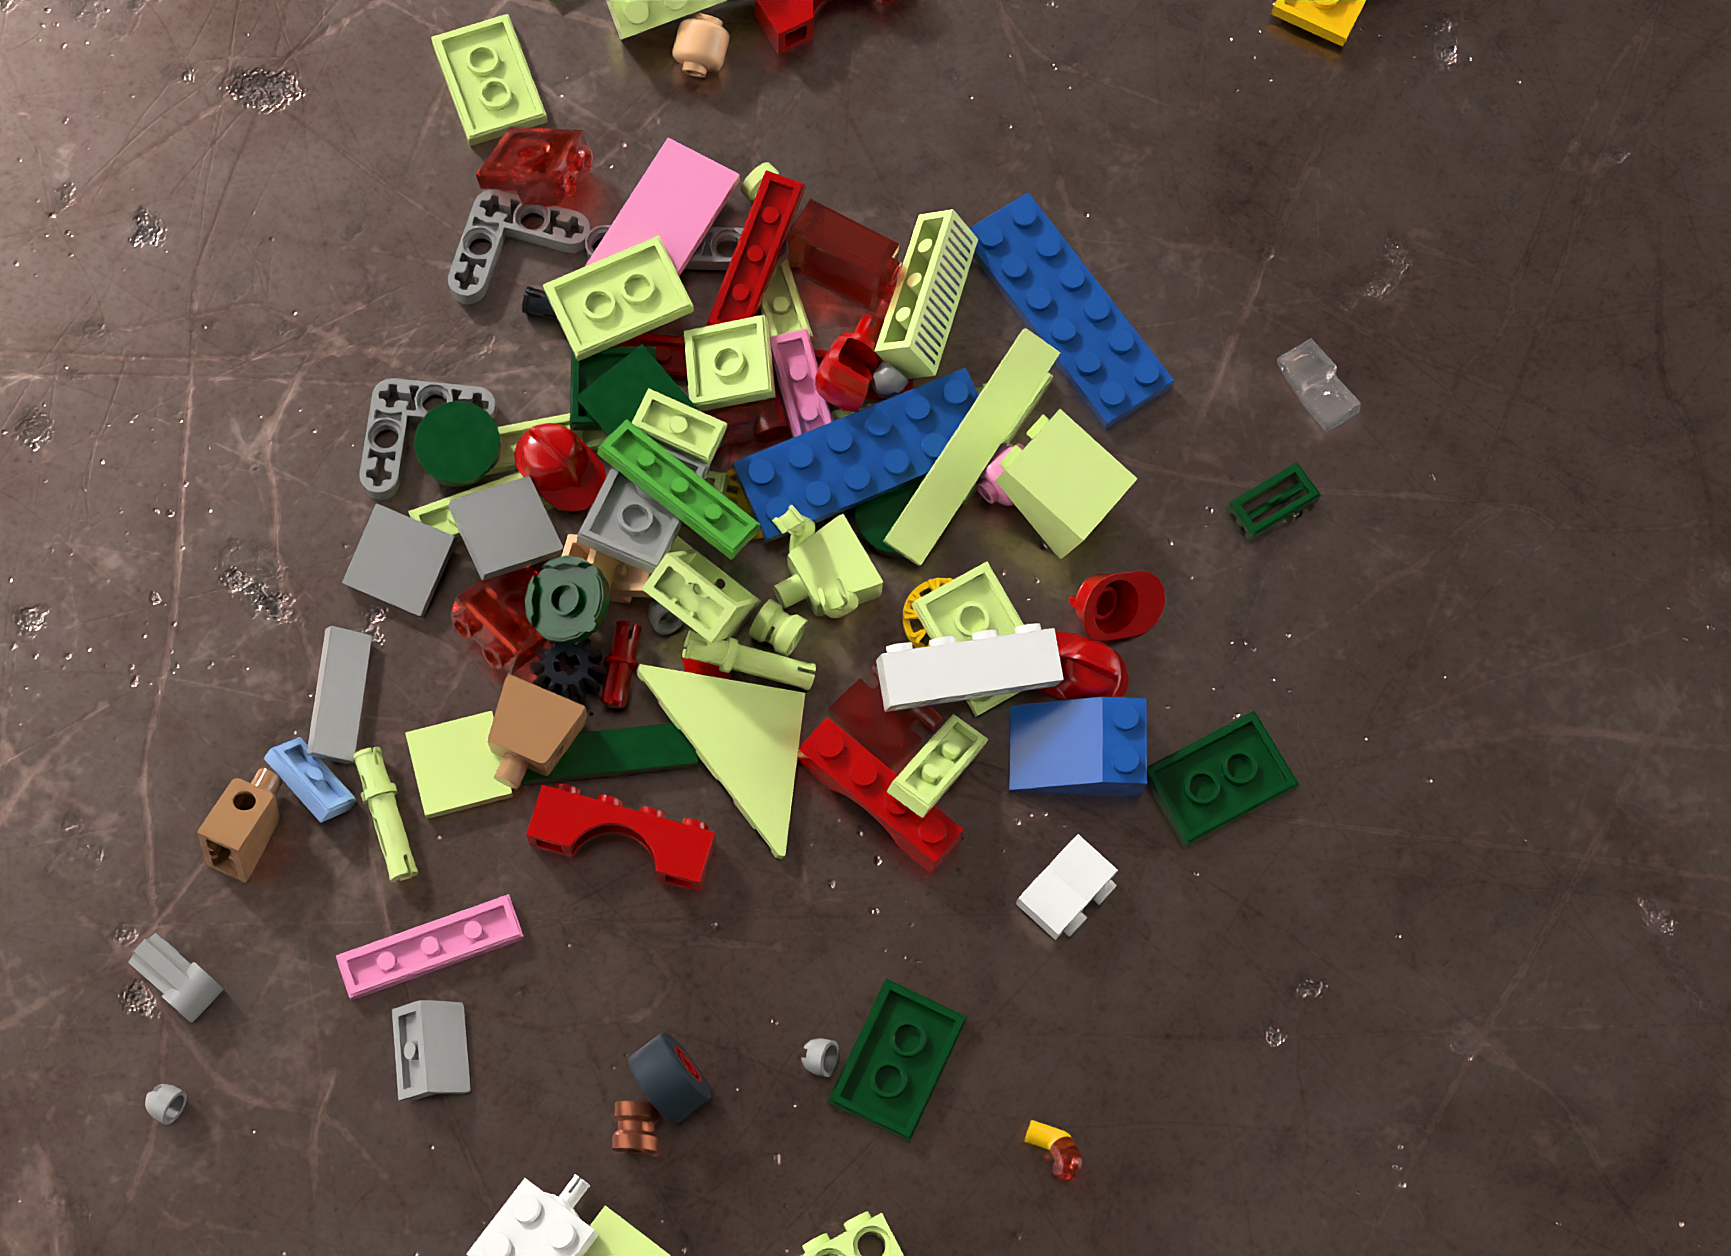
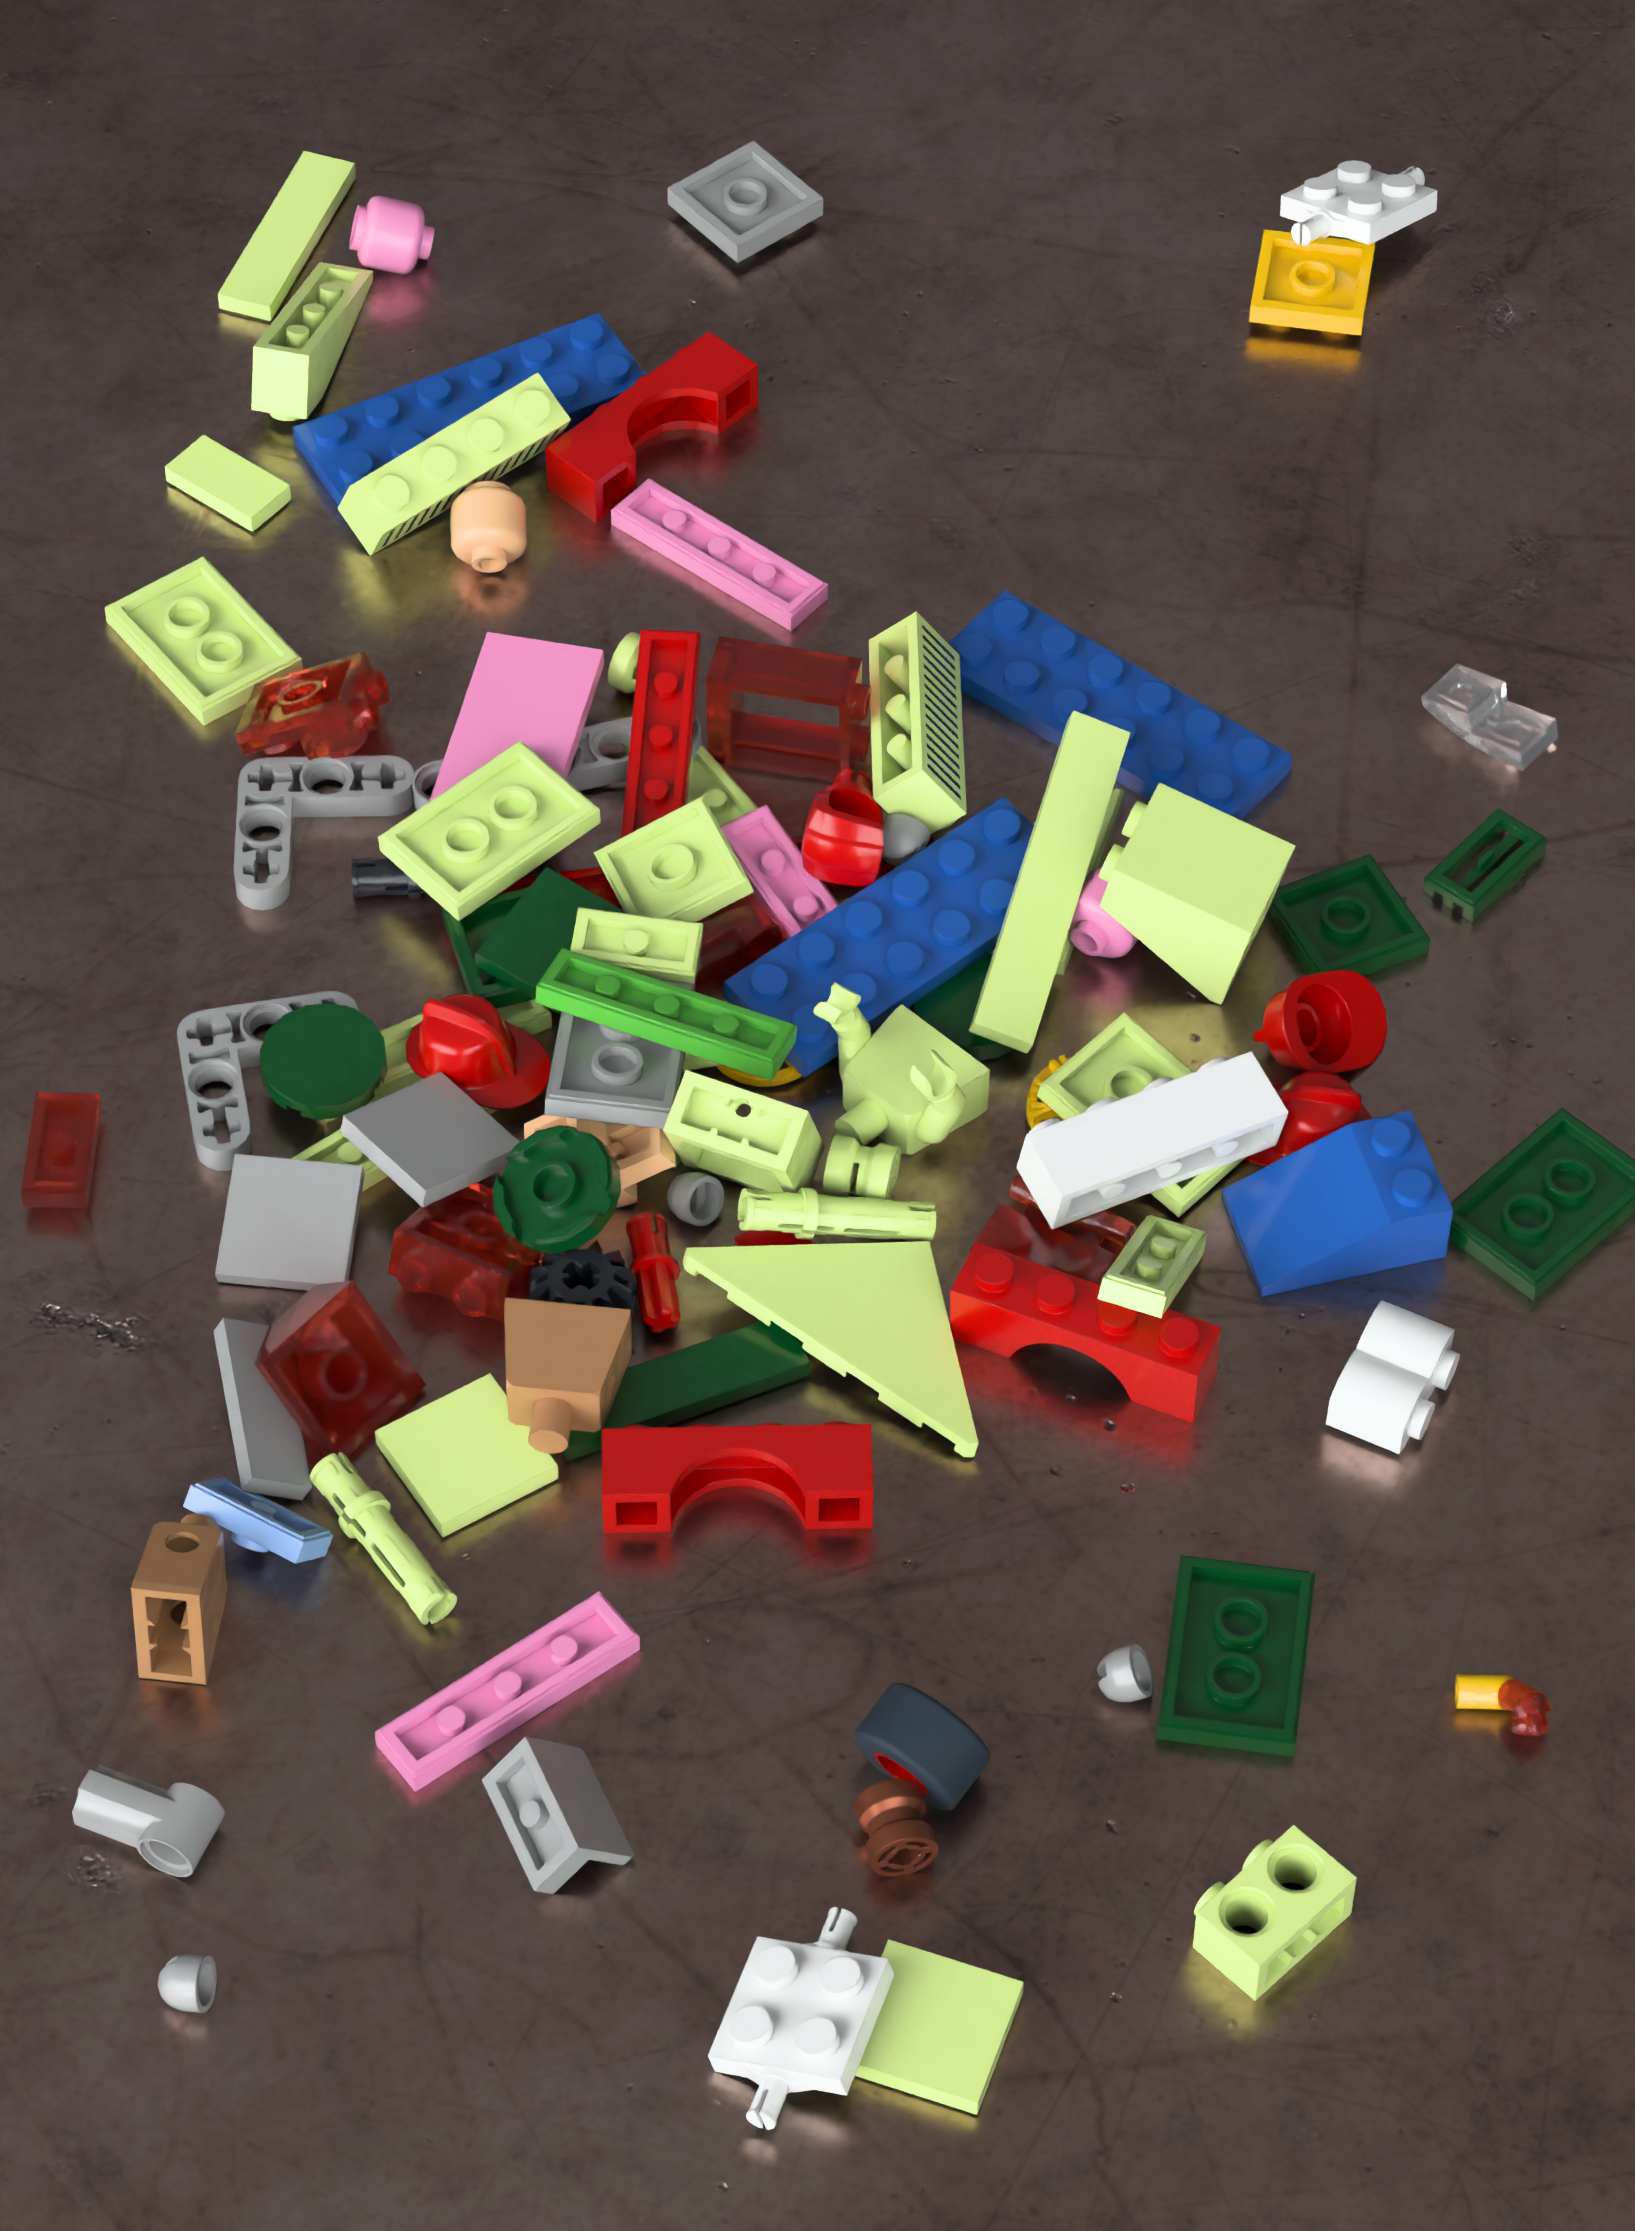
camera: 10 degrees left, 20 degrees down
(273, 459) = (61, 1150): none -> clear red plate
(389, 682) = (336, 1367): none -> clear red slope
(850, 106) = (719, 554): none -> bright pink tile
(1165, 521) = (1347, 920): none -> dark green tile

